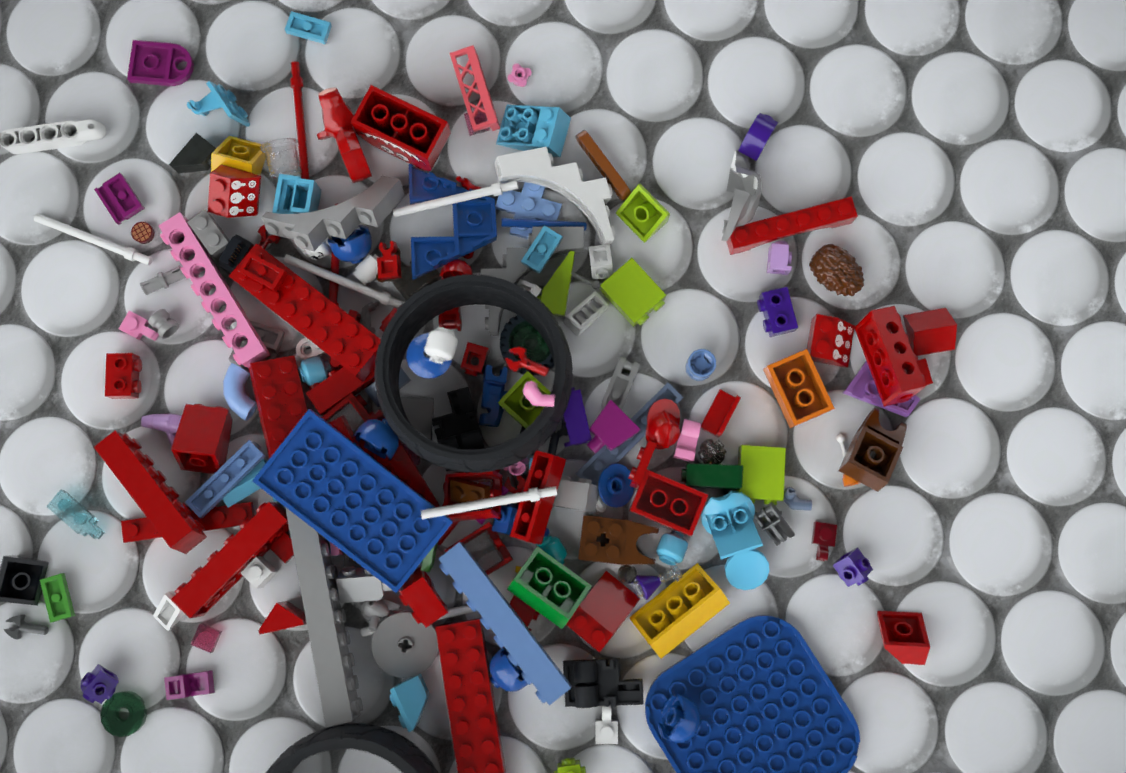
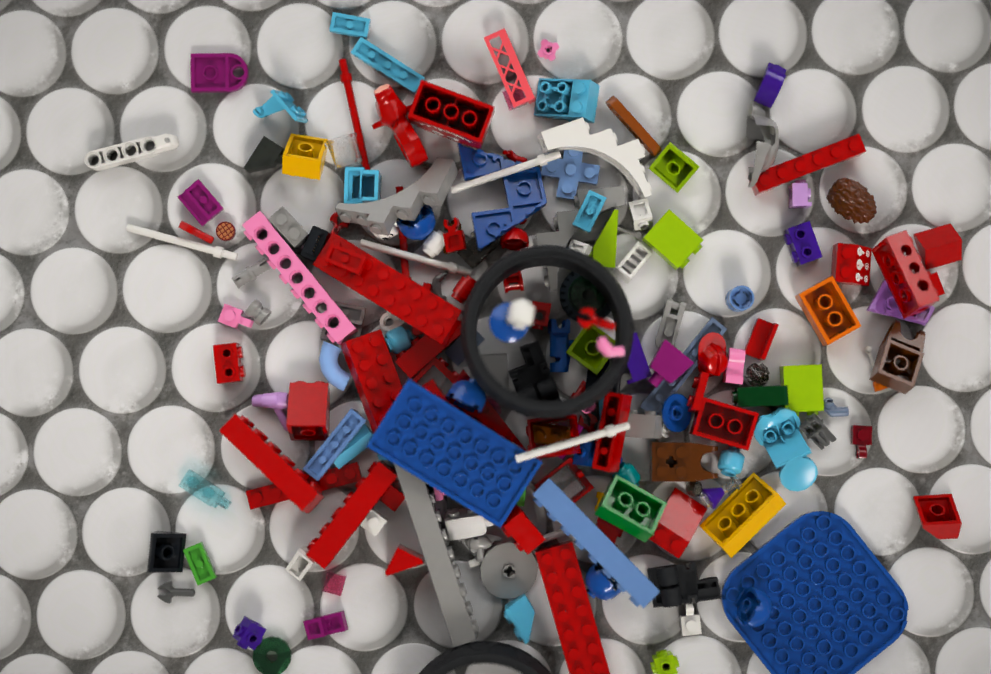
camera: 10 degrees left, 5 degrees up
(109, 229) = (196, 232): none -> red bar
(233, 192) = (306, 187): red slope -> none
(338, 70) = (387, 65): none -> medium azure plate
(528, 223) = (585, 186): blue bar -> none
(853, 568) = (889, 462): dark purple brick -> none

